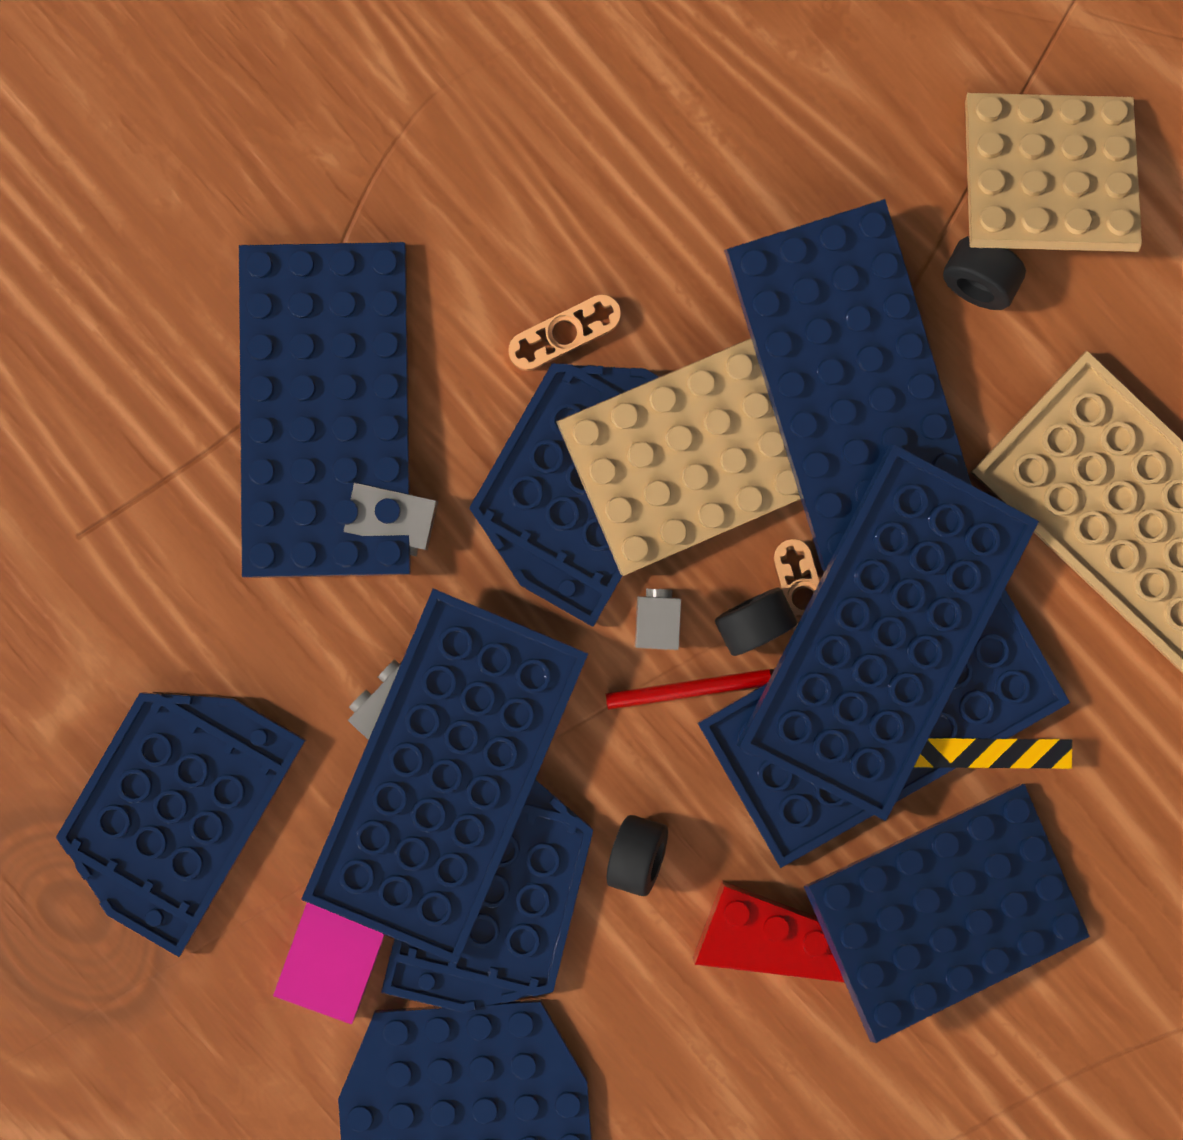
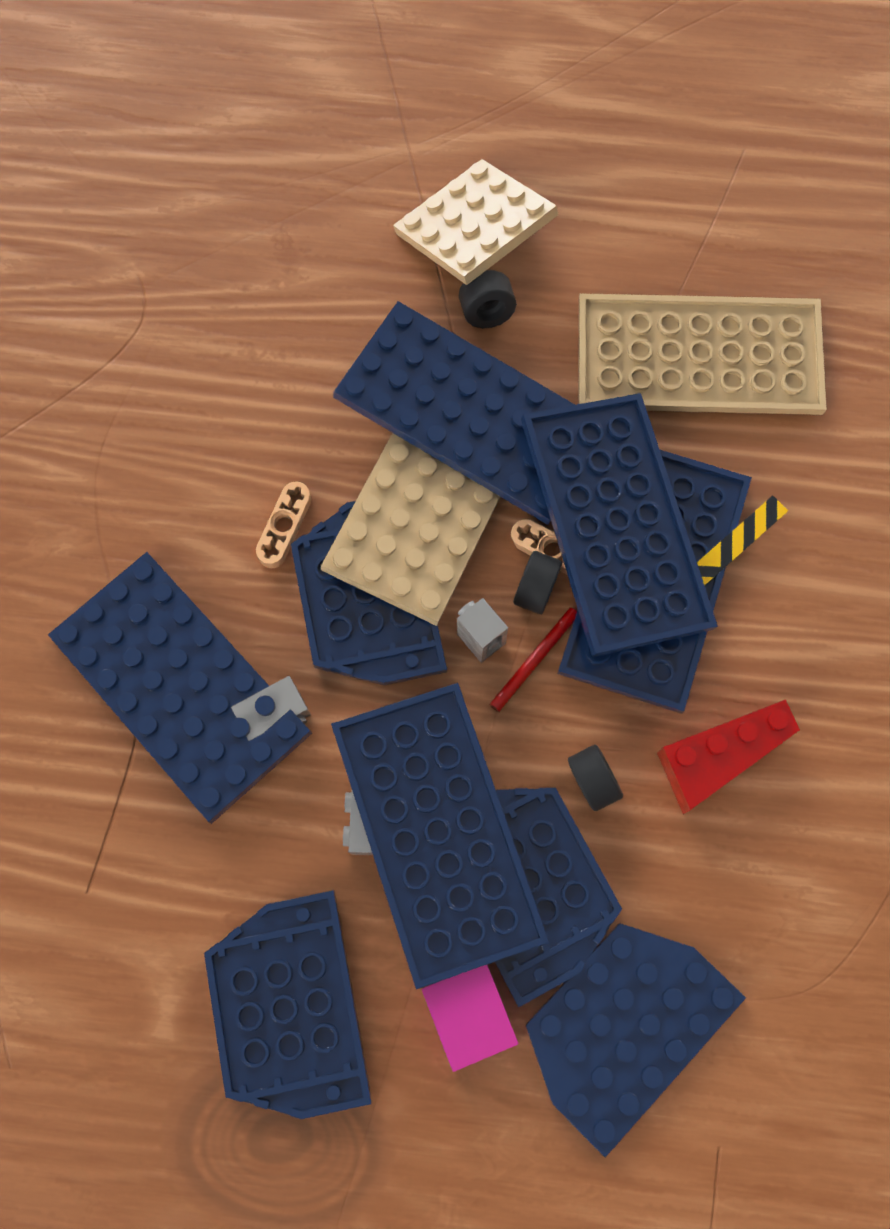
camera: 45 degrees left, 15 degrees down
(946, 912) = (801, 651): dark blue plate -> none

